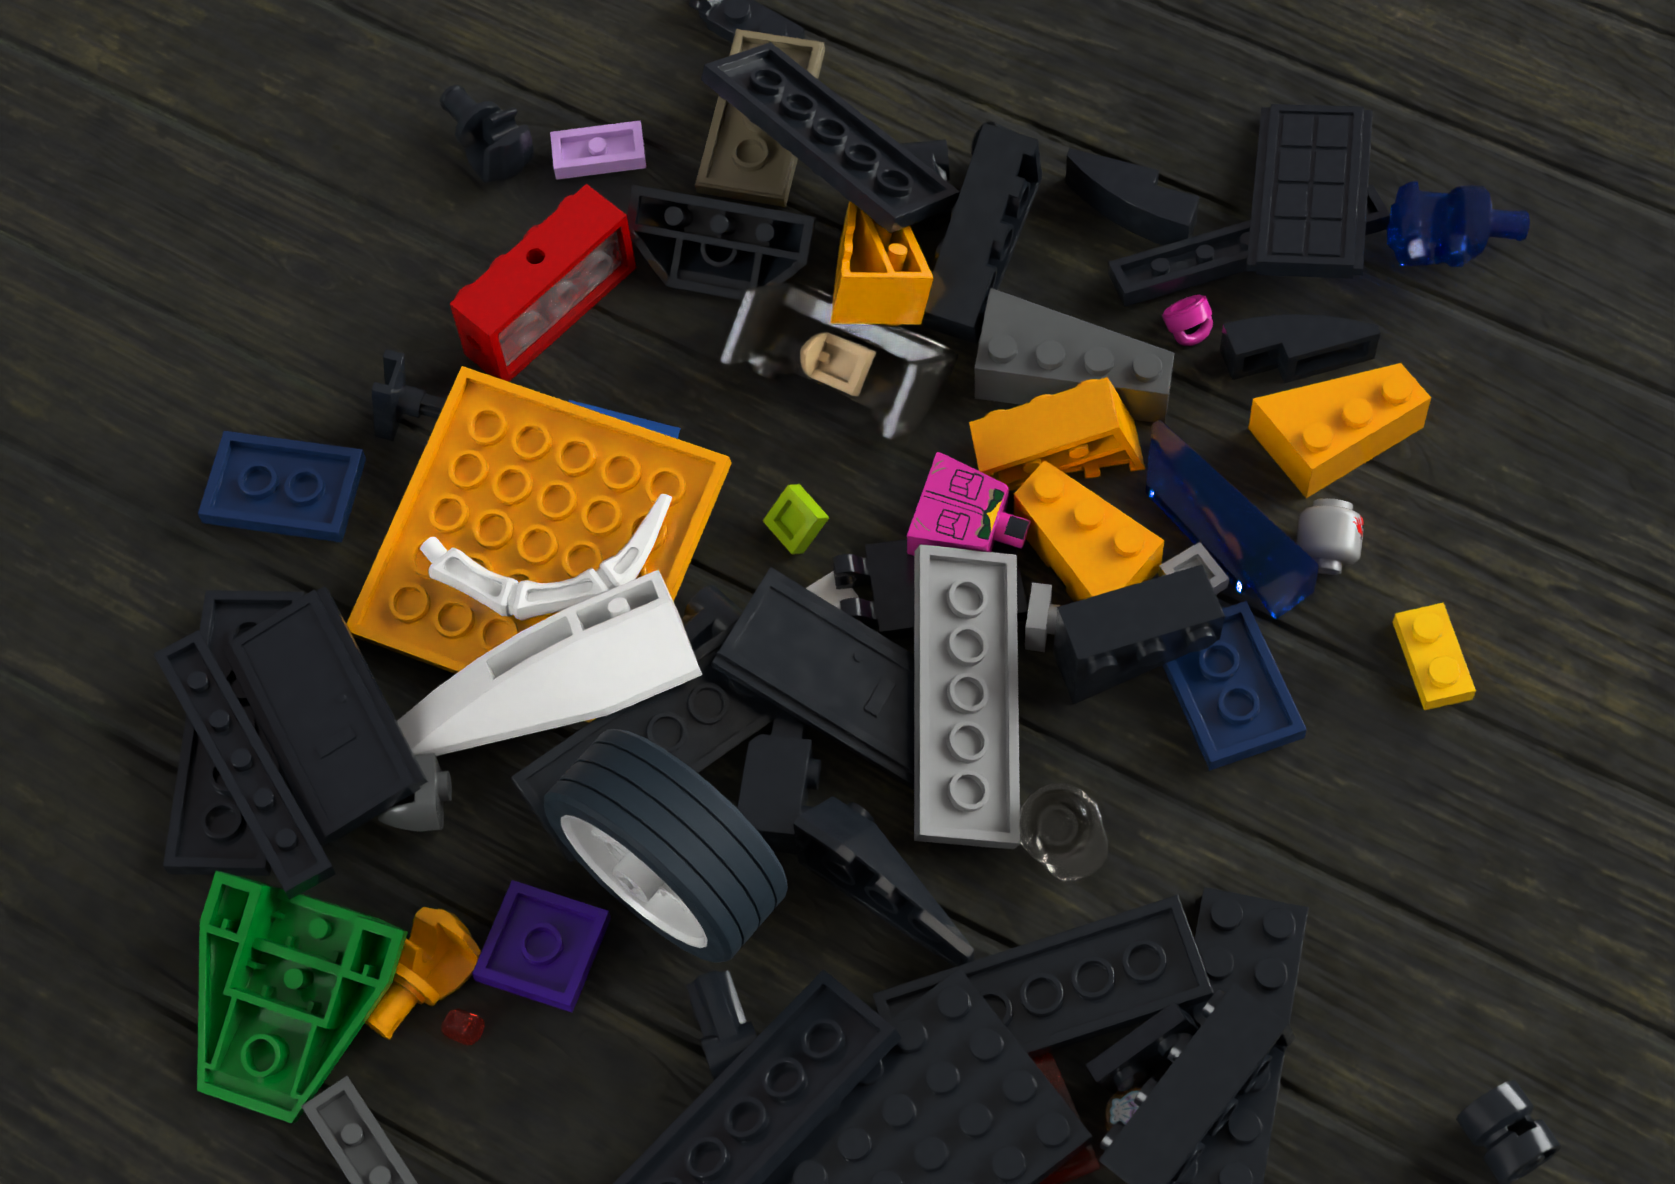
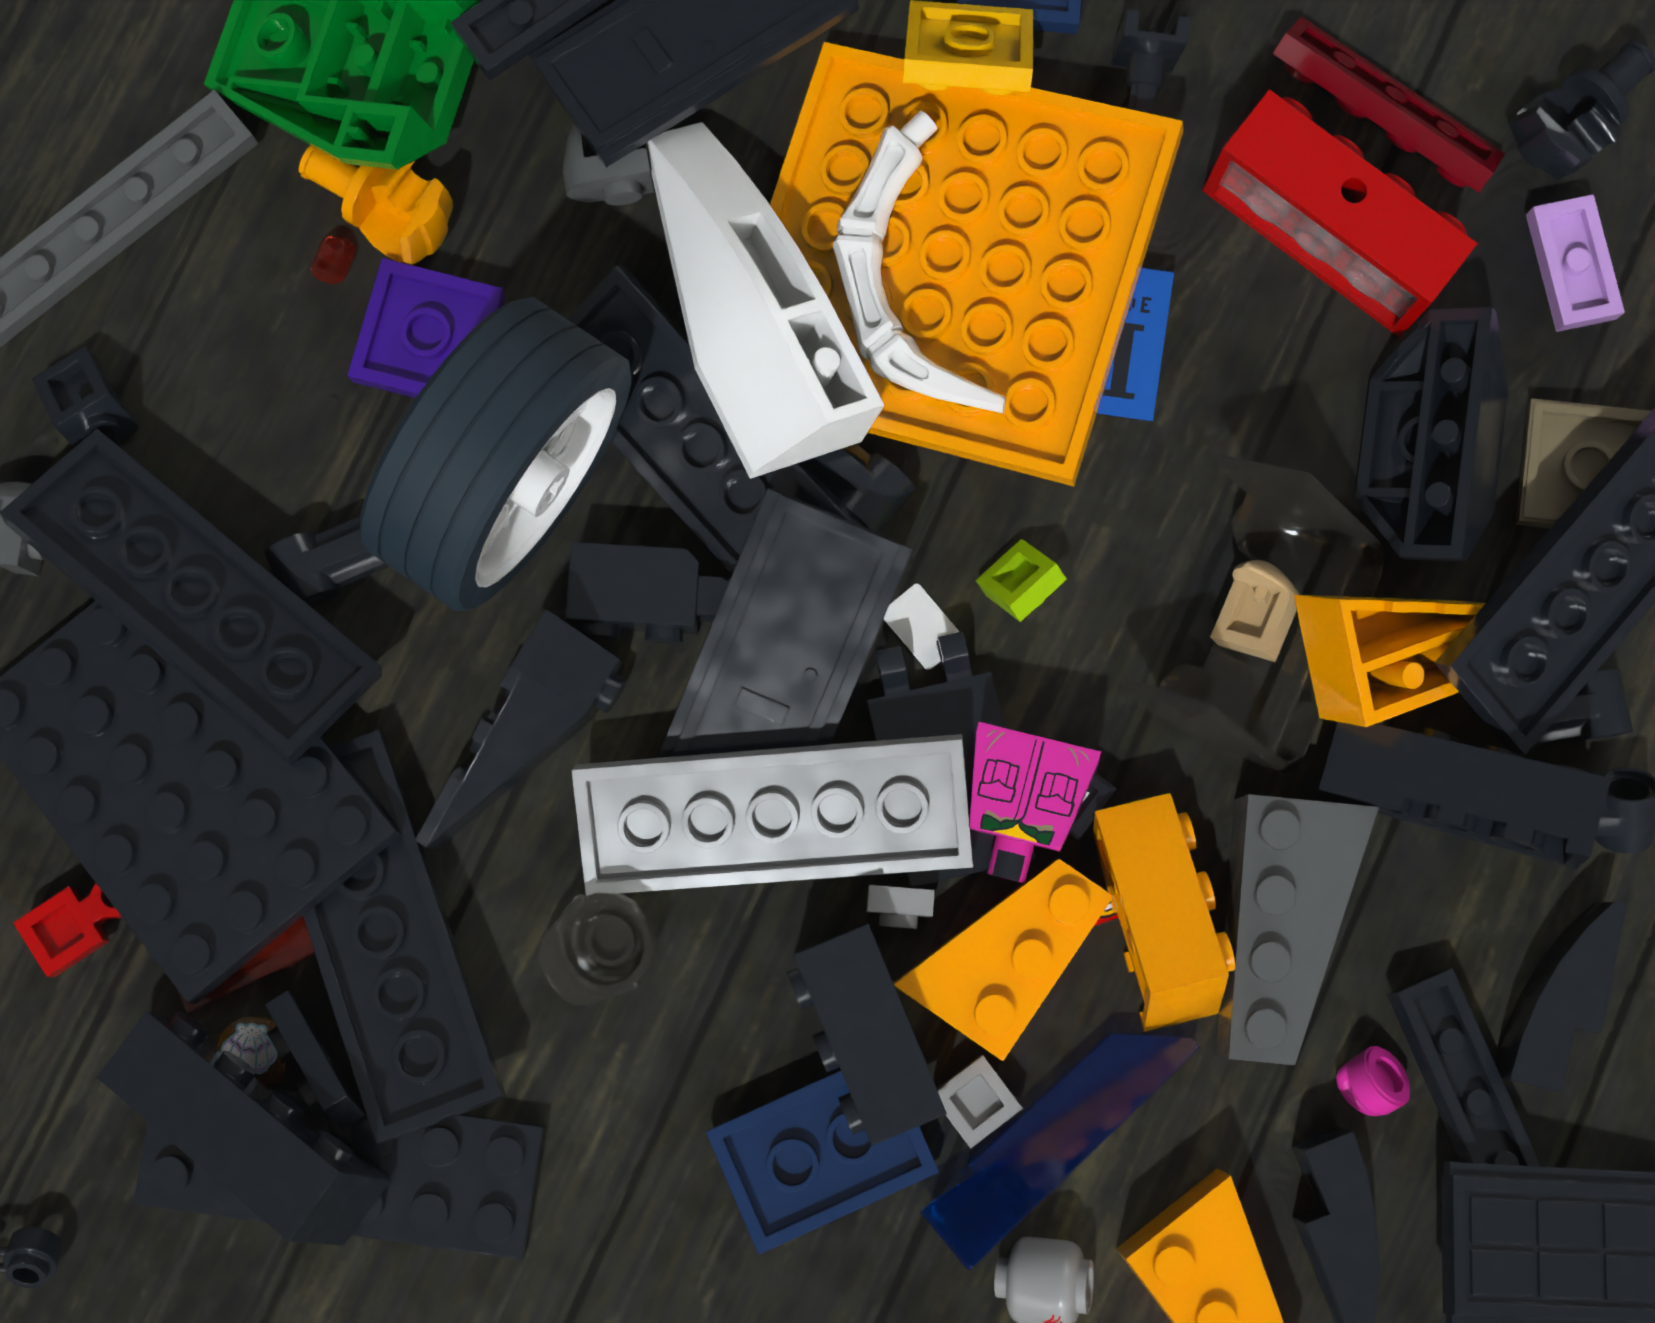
camera: 80 degrees right, 20 degrees up
(373, 513) = (969, 47): none -> yellow plate
(471, 244) = (1407, 117): none -> dark red plate

